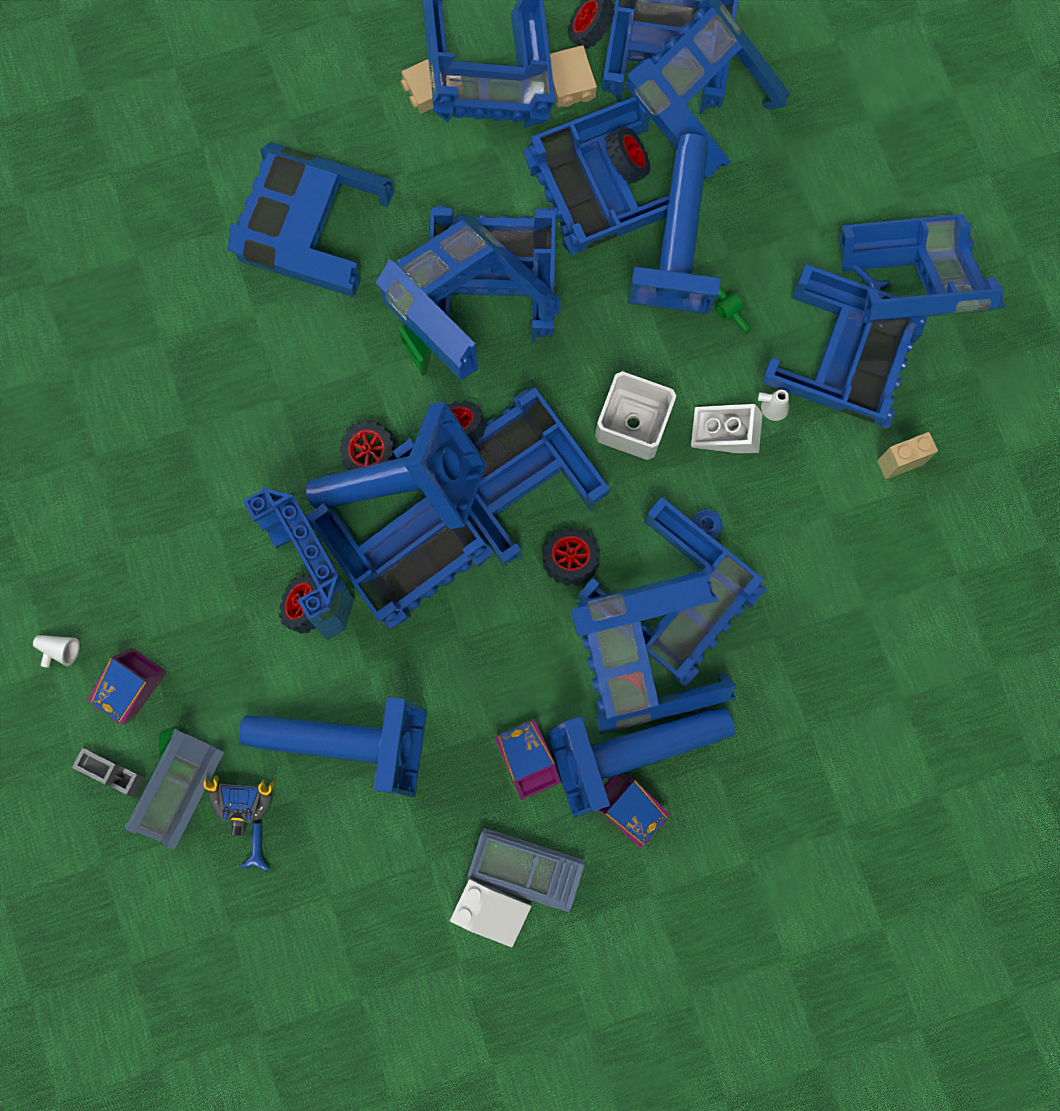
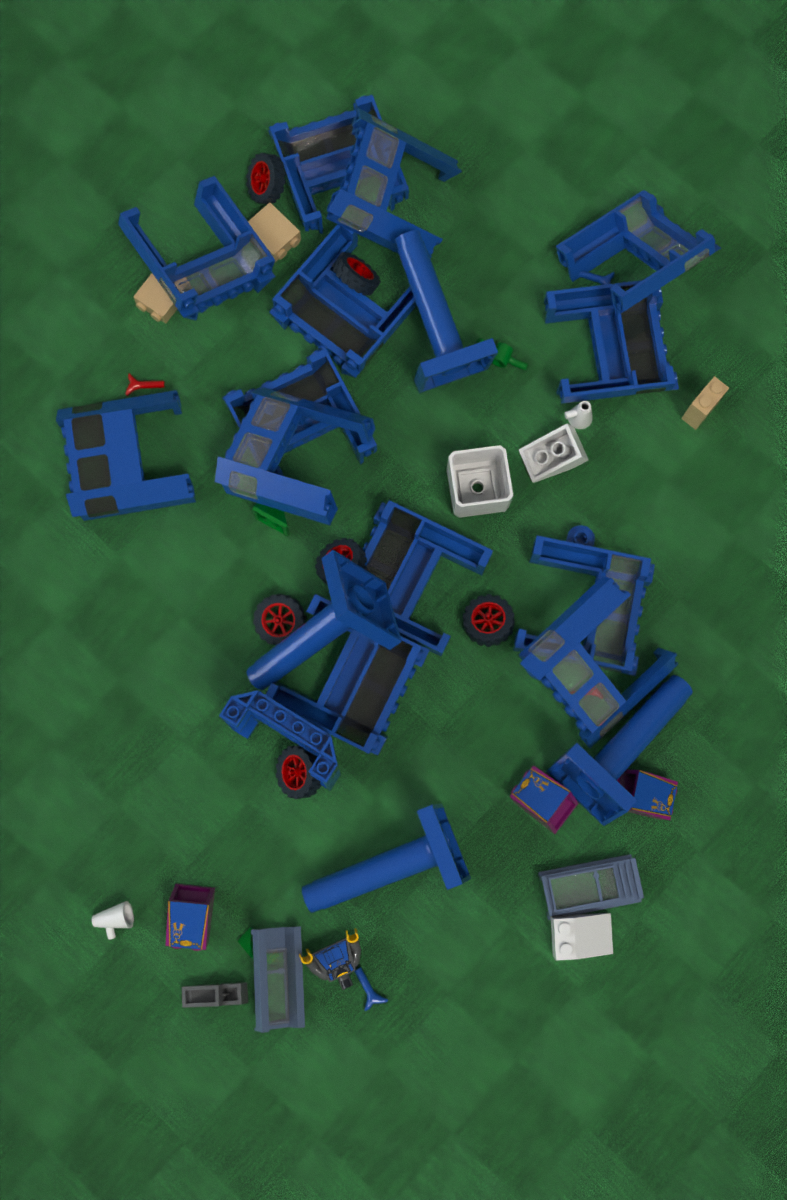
camera: 30 degrees left, 0 degrees up
(359, 157) = (135, 384): none -> red piece

